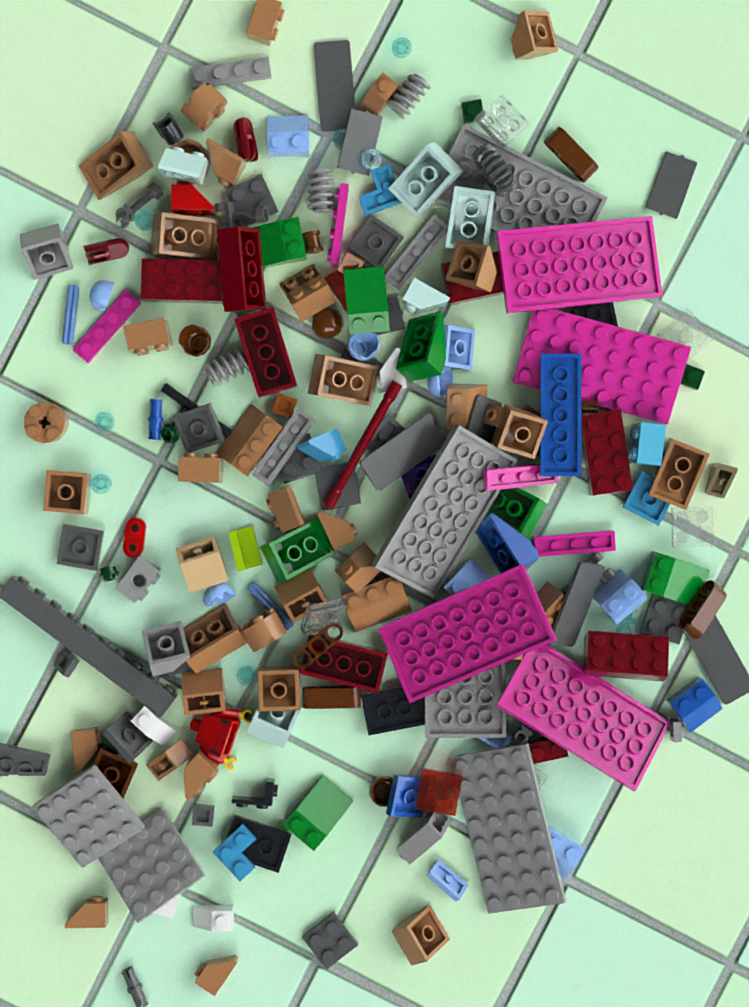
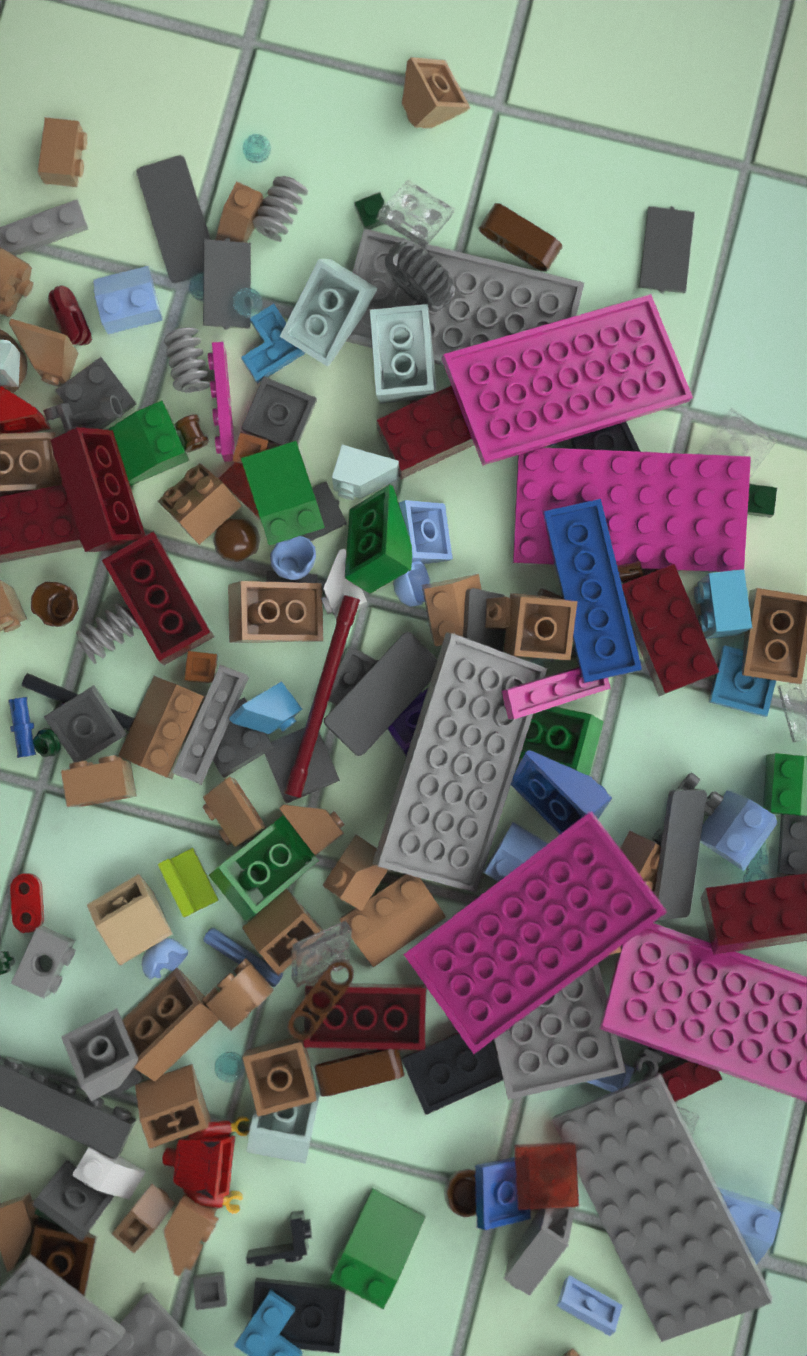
camera: 15 degrees left, 5 degrees down
(416, 252) = (338, 415): light grey plate -> none
(472, 266) = (420, 411): medium nougat slope -> none
(575, 543) = (656, 768): dark pink plate -> none

